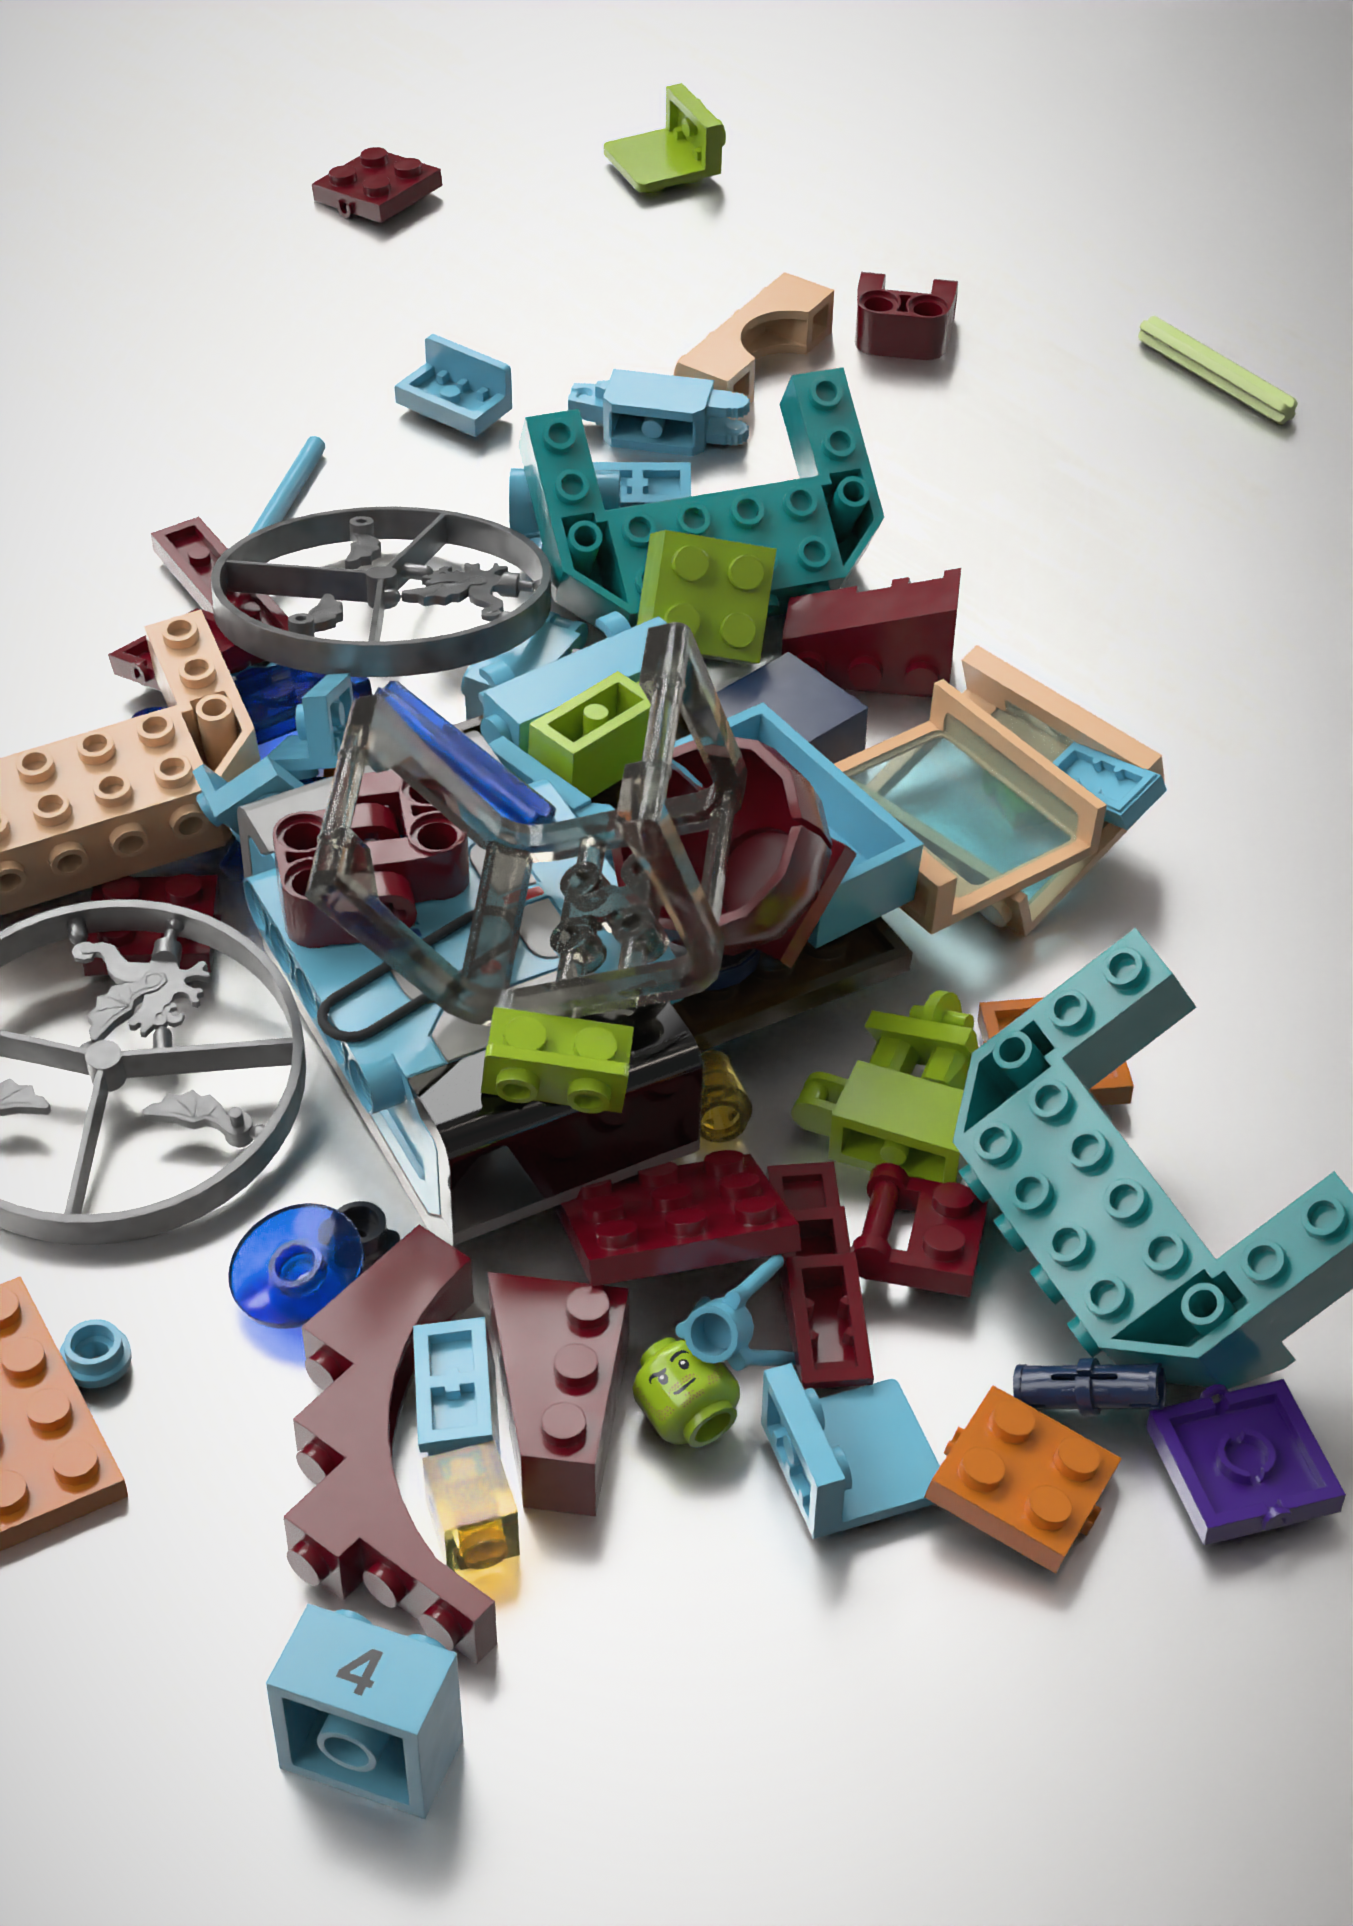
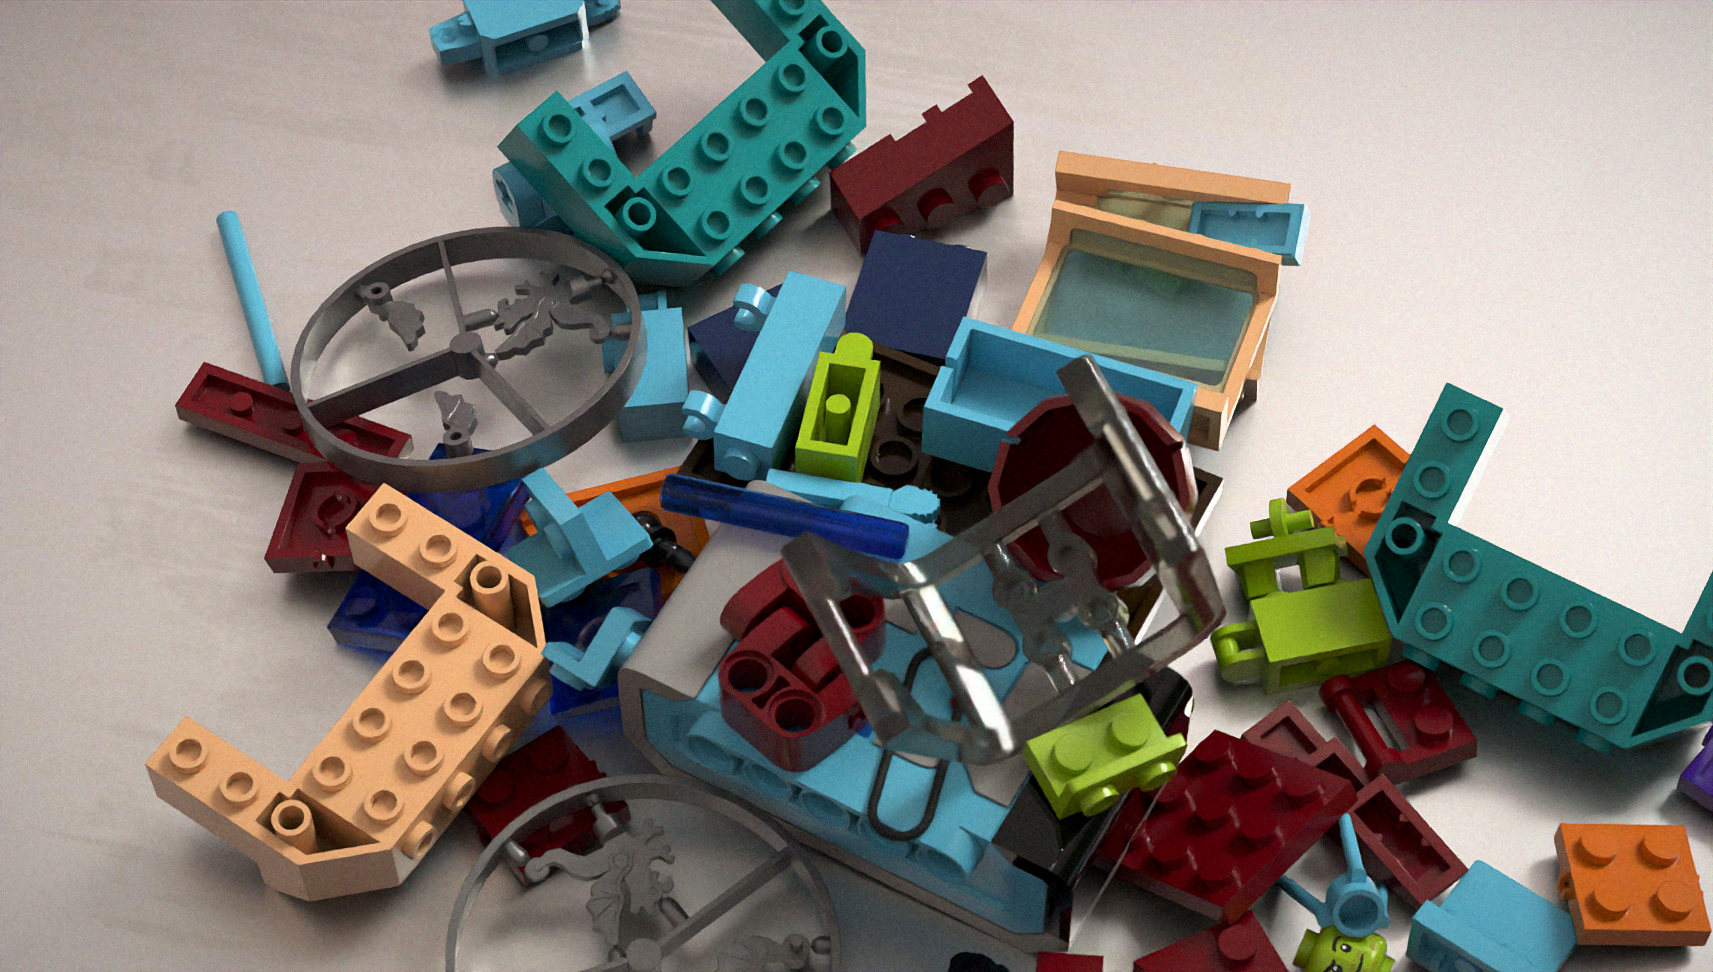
camera: 30 degrees left, 10 degrees up
(457, 387) = (317, 88): medium azure bracket -> none
(711, 588) = (782, 218): lime brick -> none
(1091, 1386) = (1626, 781): dark blue pin -> none

